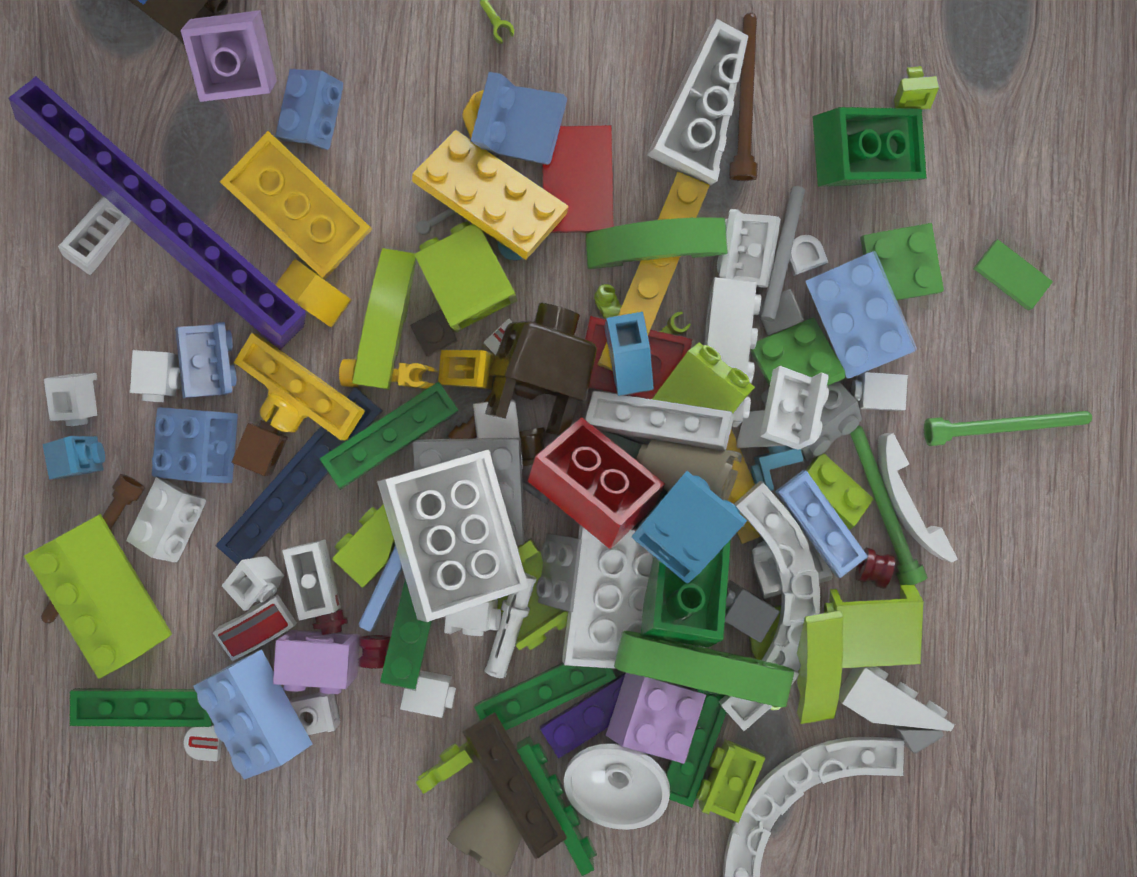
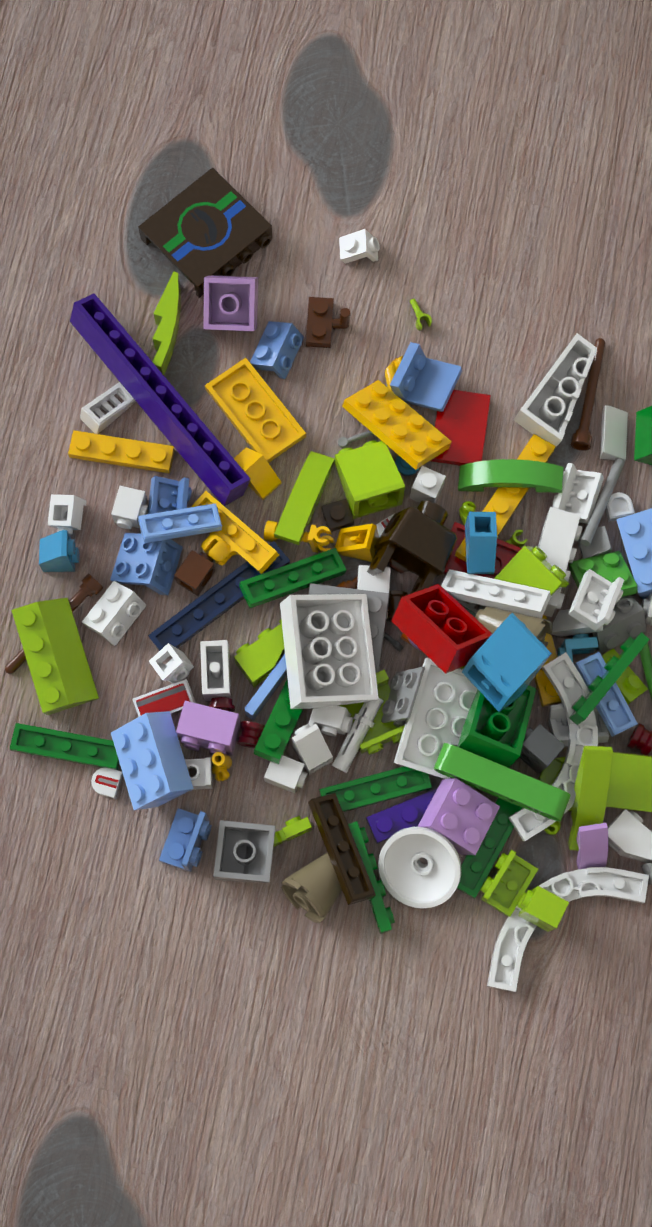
camera: 10 degrees right, 15 degrees down
(128, 294) = (121, 451): none -> yellow plate
(150, 87) = (167, 318): none -> lime slope
(223, 391) = (179, 523): none -> light blue tile
(317, 798) = (184, 840): none -> medium blue bracket
(345, 700) = (222, 763): none -> yellow arm
(363, 57) = (321, 321): none -> reddish brown plate
(392, 808) = (244, 852): none -> light grey slope
(454, 659) = (311, 748): none -> white slope
(546, 275) = (427, 485): none -> white brick
(778, 820) = (542, 908): none -> lime brick
(785, 151) = (613, 433): none -> white slope
(817, 522) = (600, 686): none -> green plate
(829, 722) = (592, 846): none -> lavender slope

